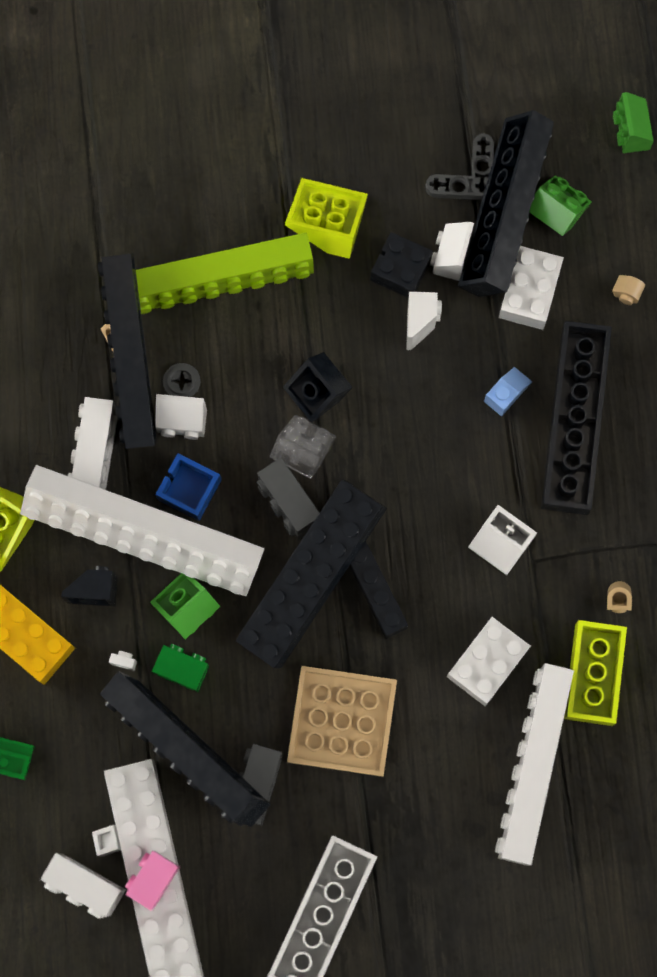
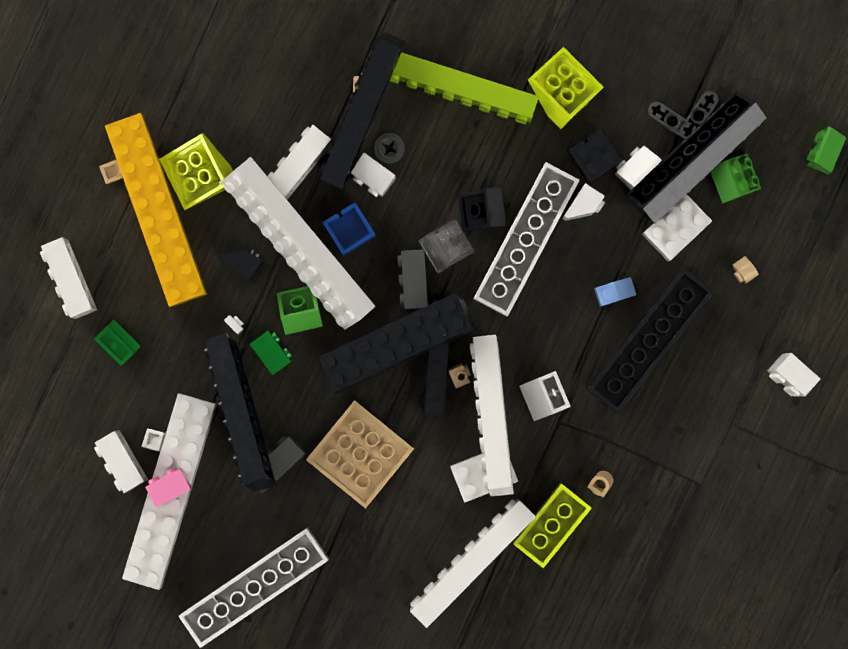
camera: 30 degrees right, 10 degrees up
(382, 390) = (526, 239): none -> white brick
(398, 572) = (459, 375): none -> tan plate
(461, 589) = (493, 416): none -> white brick

